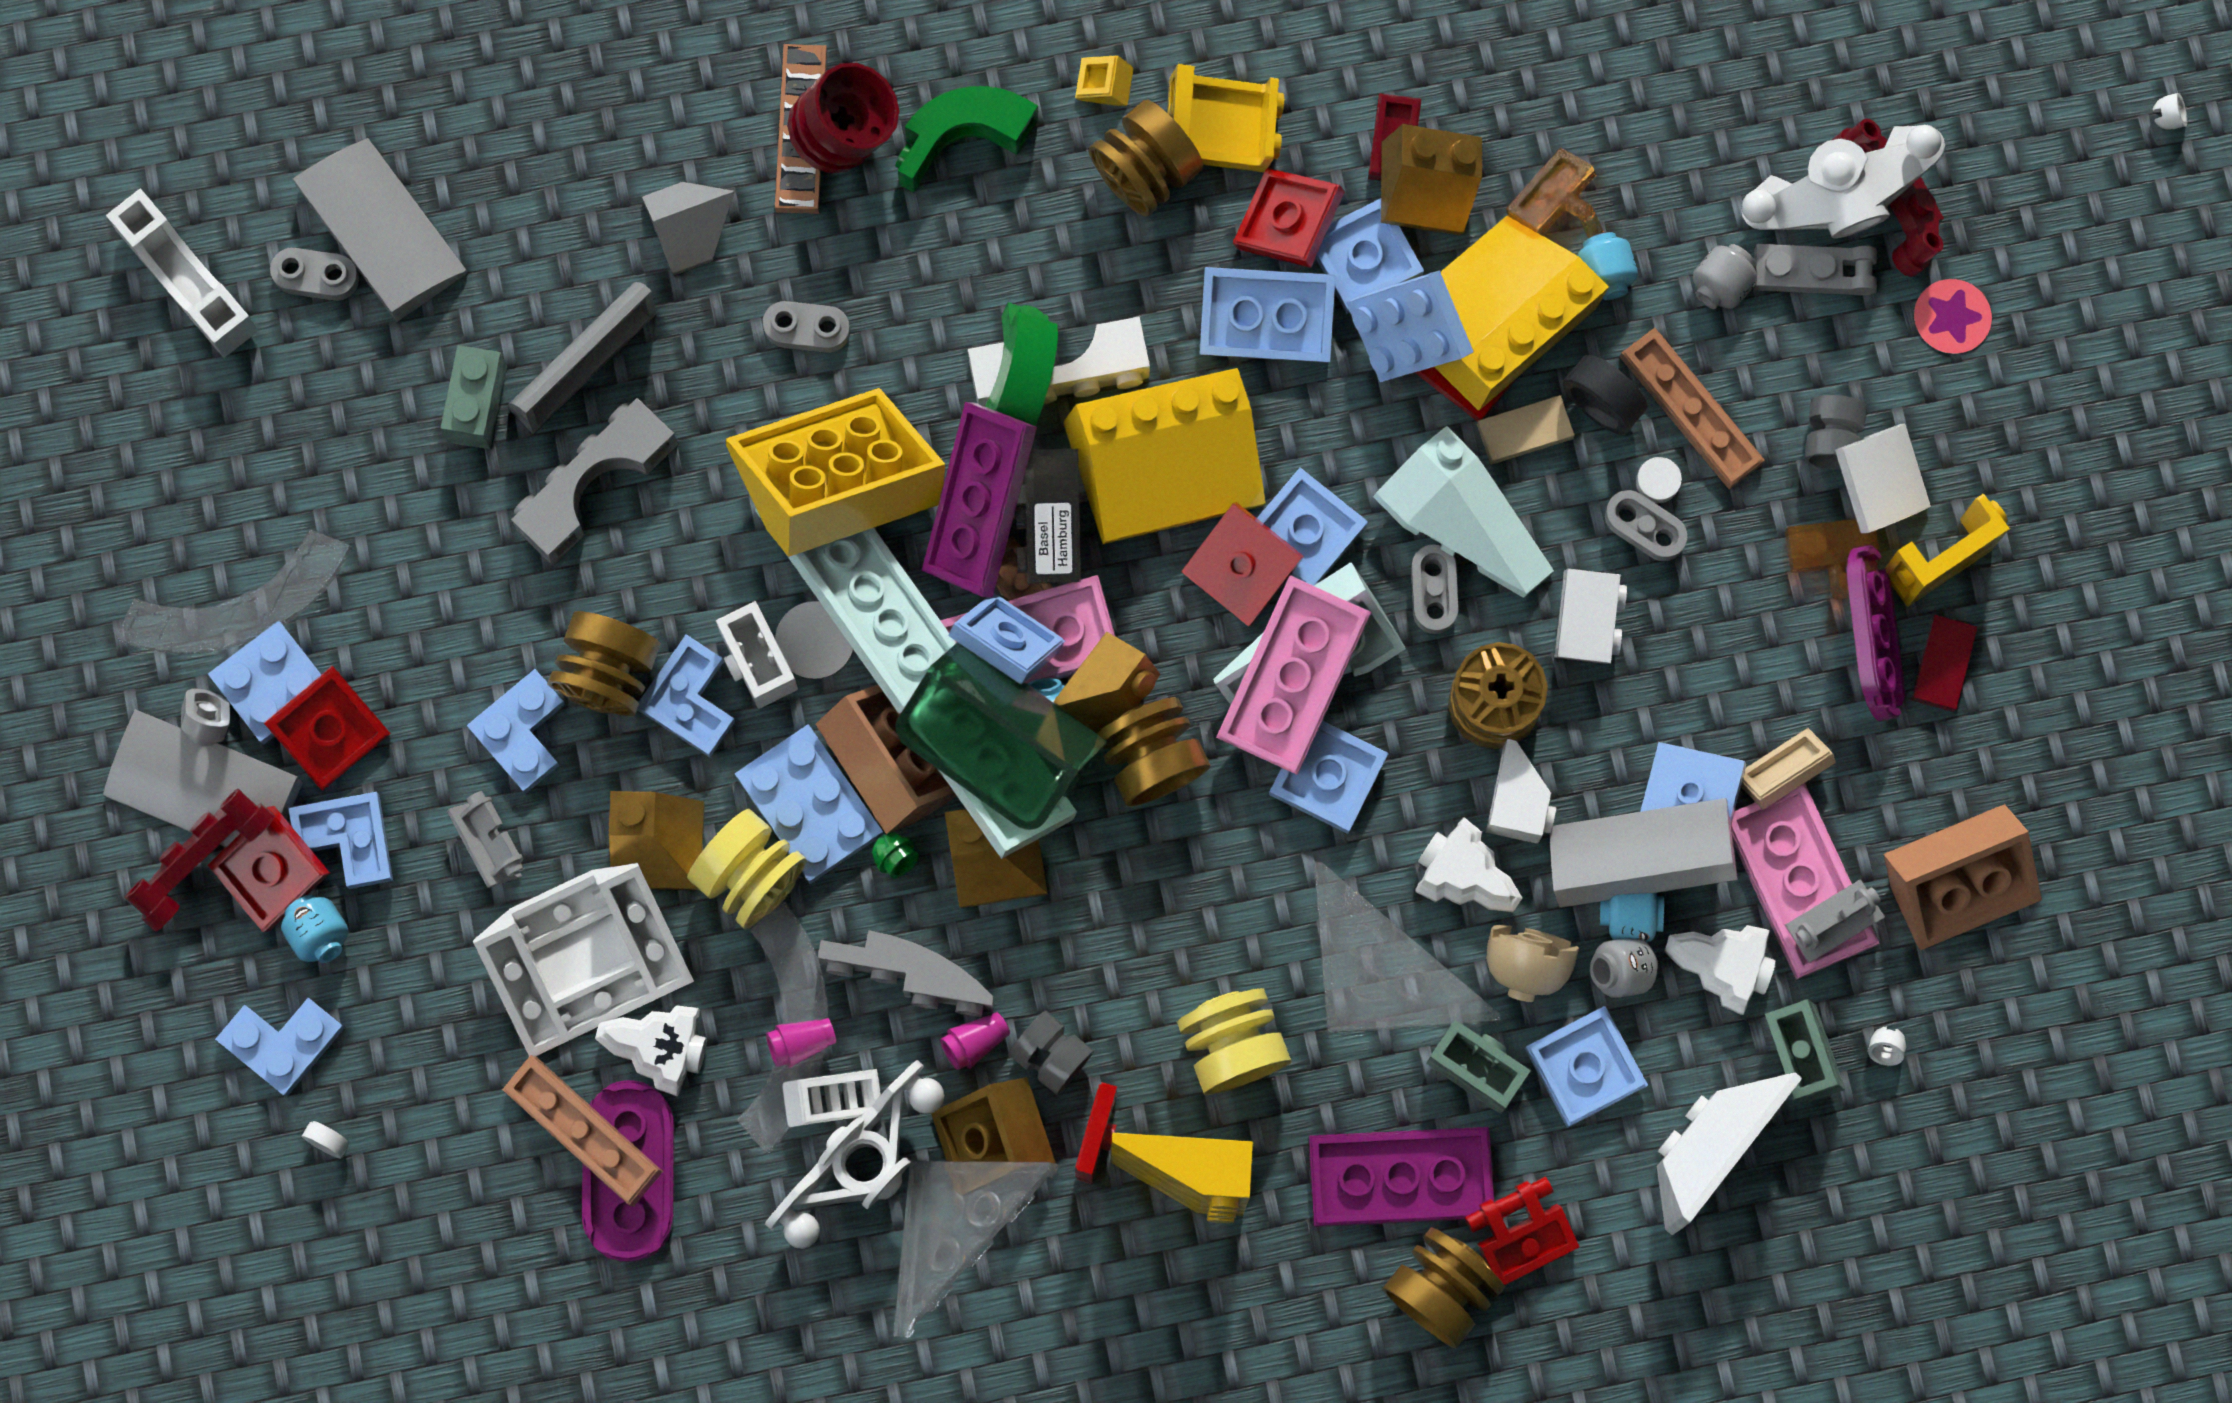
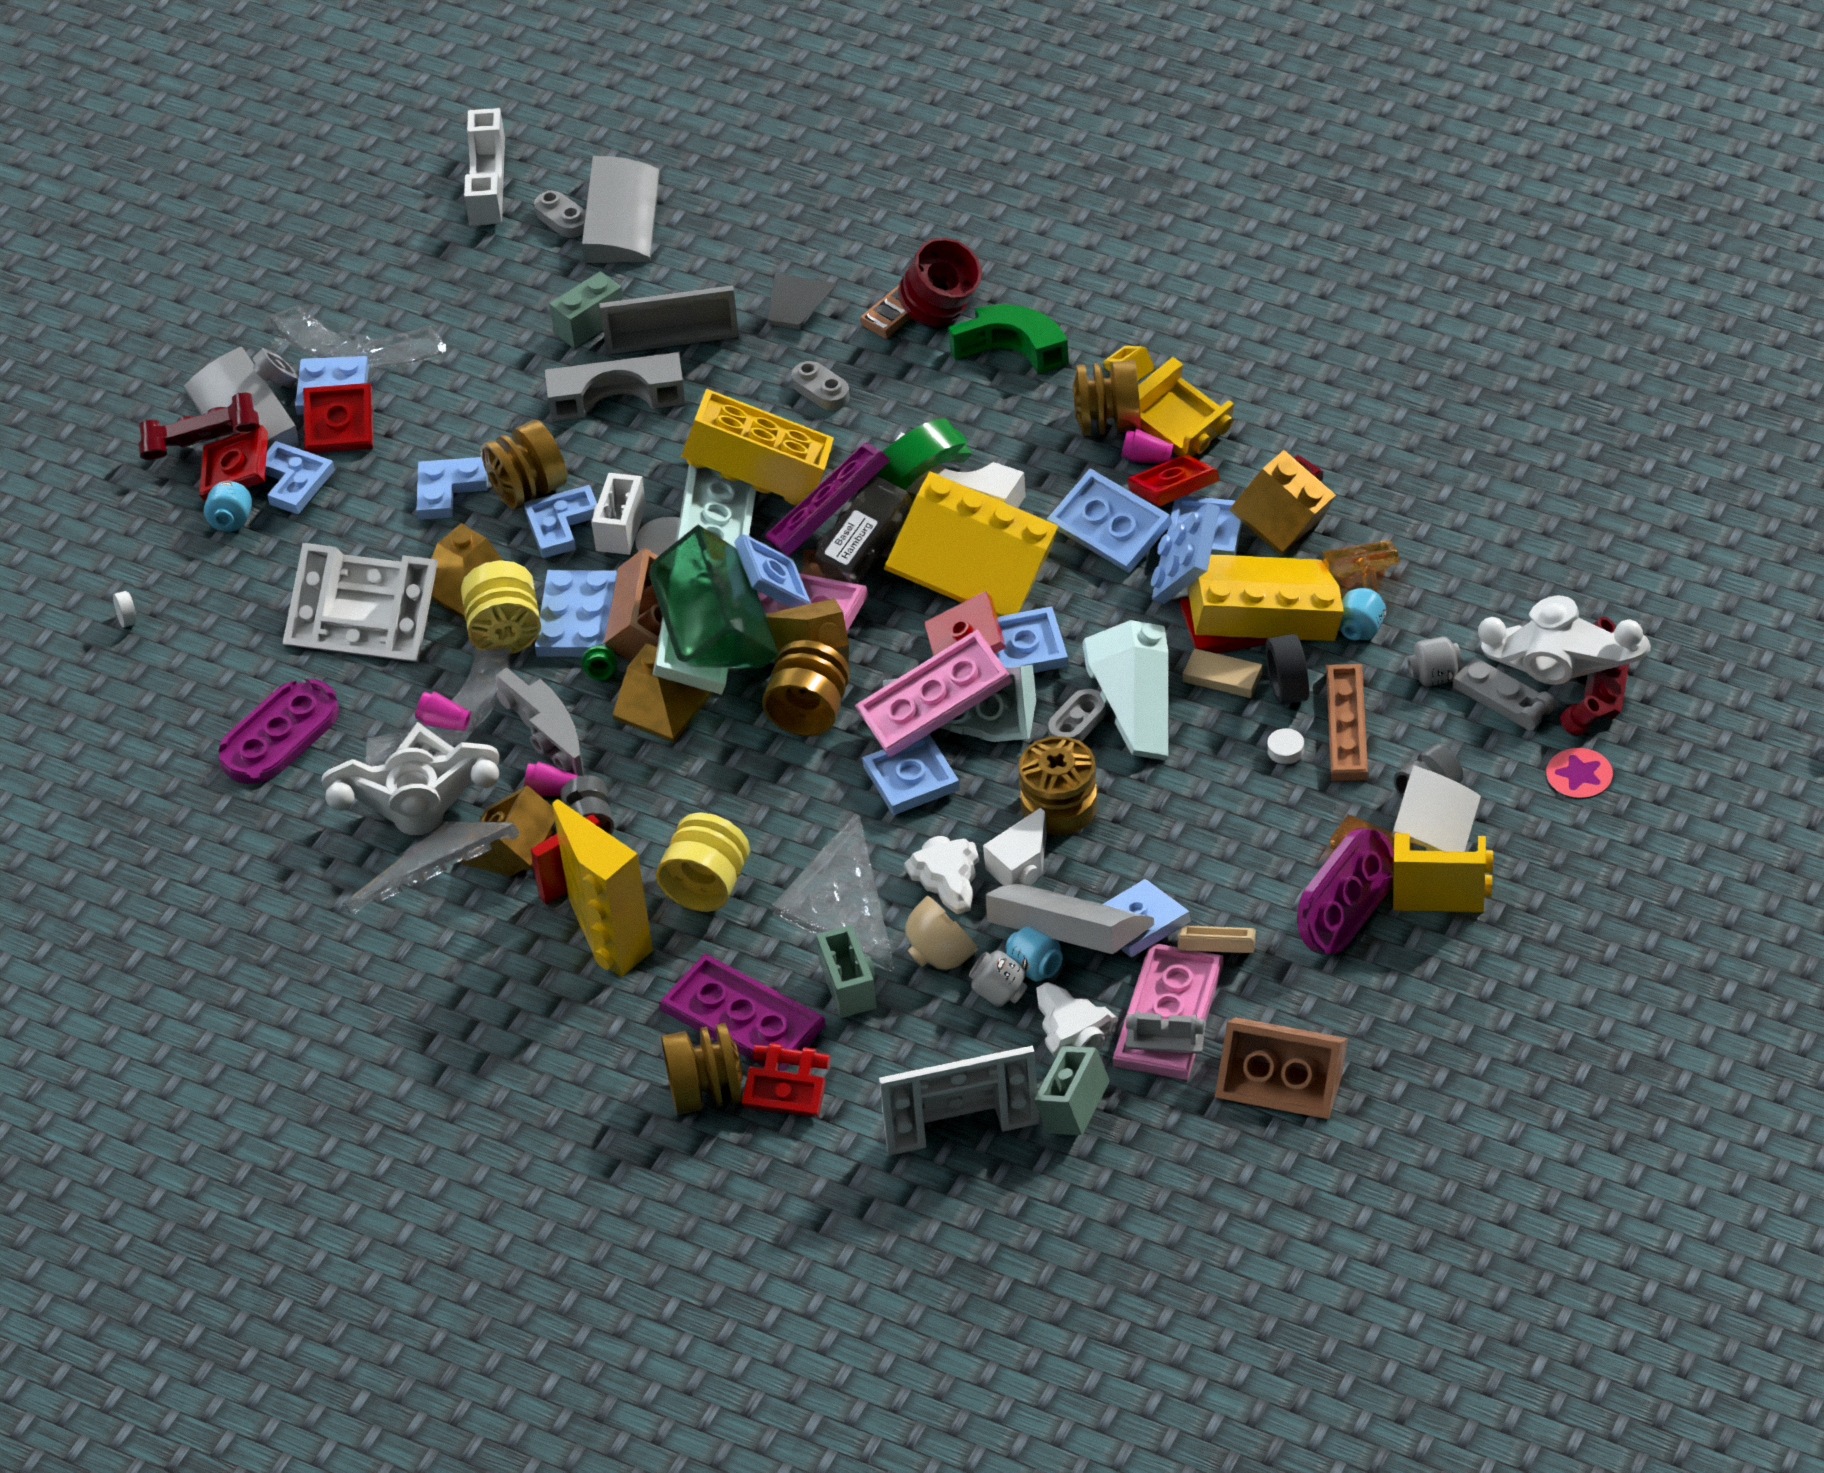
camera: 45 degrees right, 30 degrees down
(284, 1055) = (149, 562): light blue plate -> none
(491, 852) = (369, 519): light grey hinge -> none
(582, 1130) = (271, 687): nougat tile -> none
(659, 1045) = (362, 677): white rock -> none
(1220, 190) = (1145, 448): none -> dark pink cone
(1586, 1066) = (920, 1022): light blue plate -> none
(1589, 616) = (1161, 781): white brick -> none
(1647, 523) = (1255, 768): light grey plate -> none
(1886, 1055) = (1136, 1131): white hinge -> none
(1944, 663) = (1386, 949): dark red tile -> none

